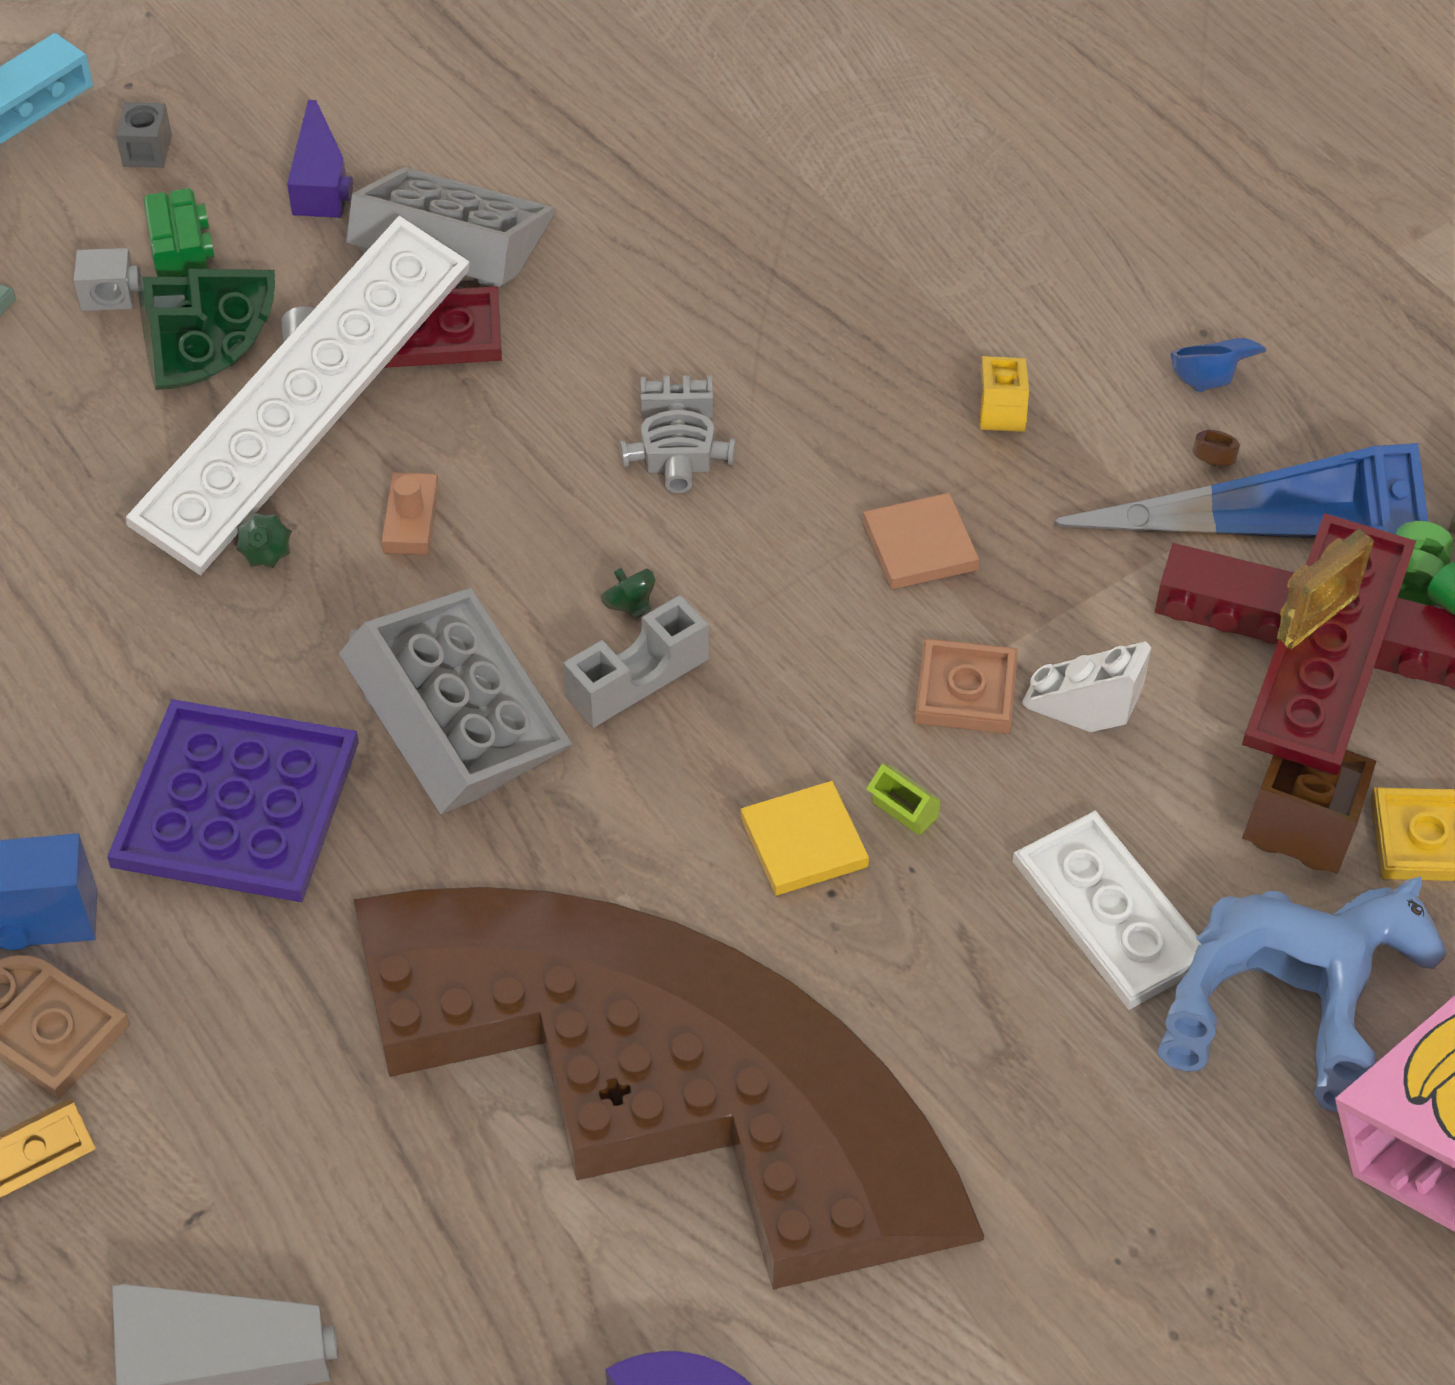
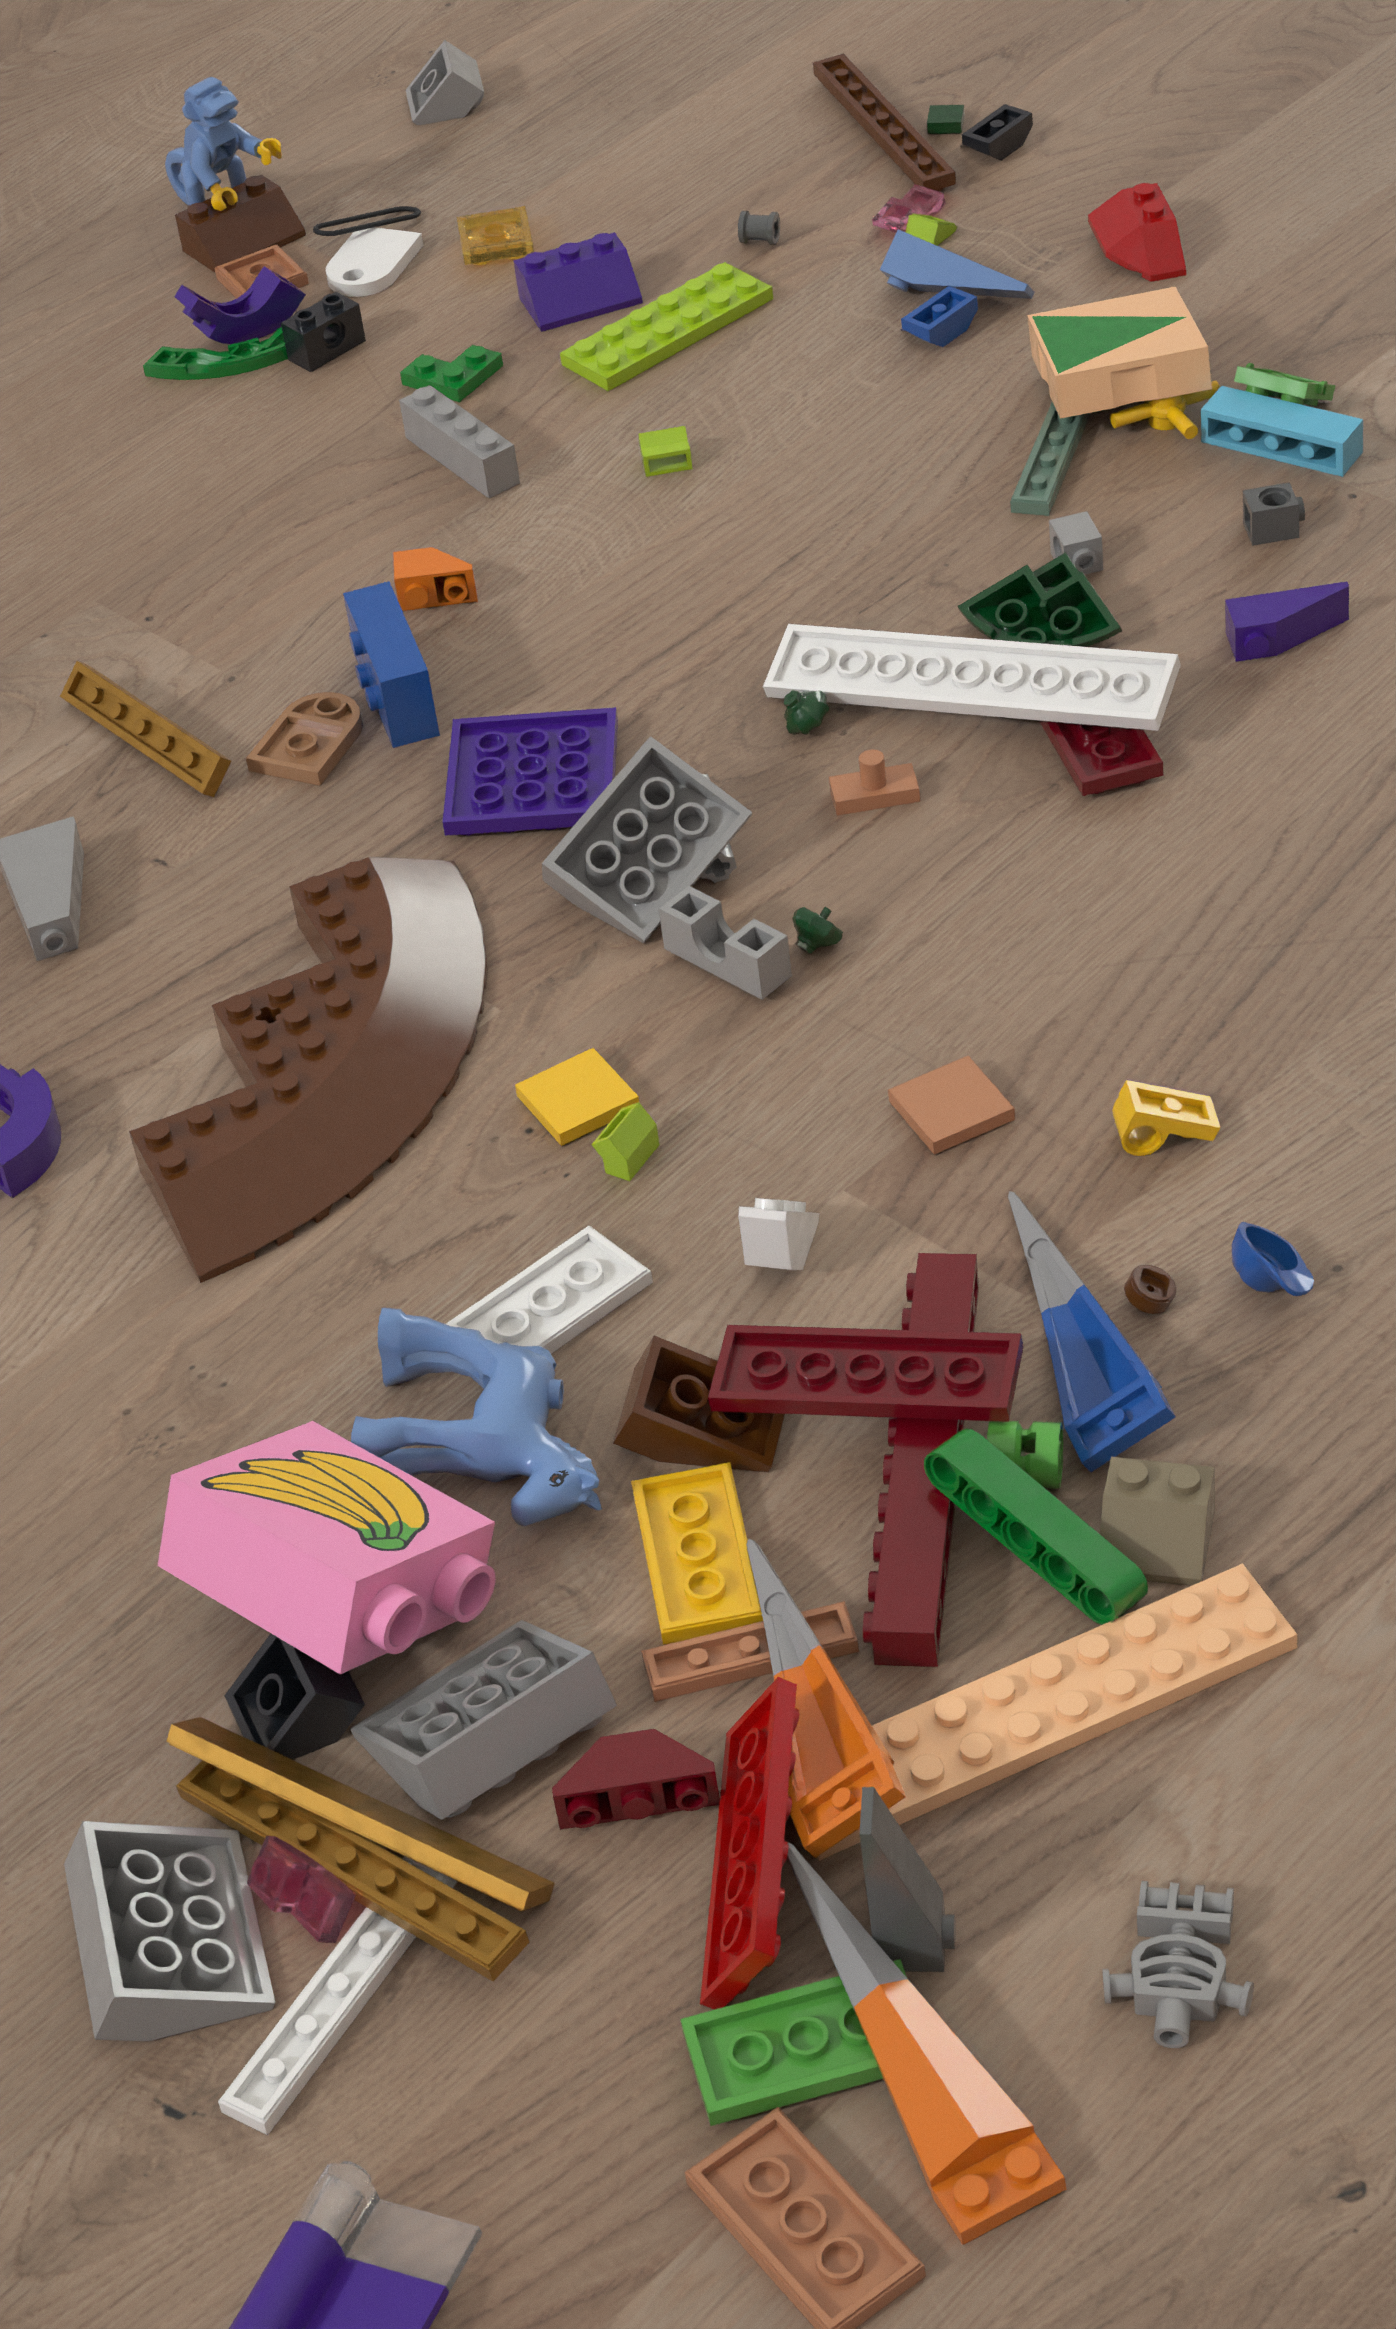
camera: 85 degrees right, 10 degrees down
(176, 232) = (1149, 567): green brick -> none
(477, 223) = (1241, 715): light grey slope -> none
(677, 432) = (1020, 920): light grey piece -> none
(966, 686) = (782, 1166): nougat tile -> none
(1324, 587) = (877, 1314): clear yellow plate -> none

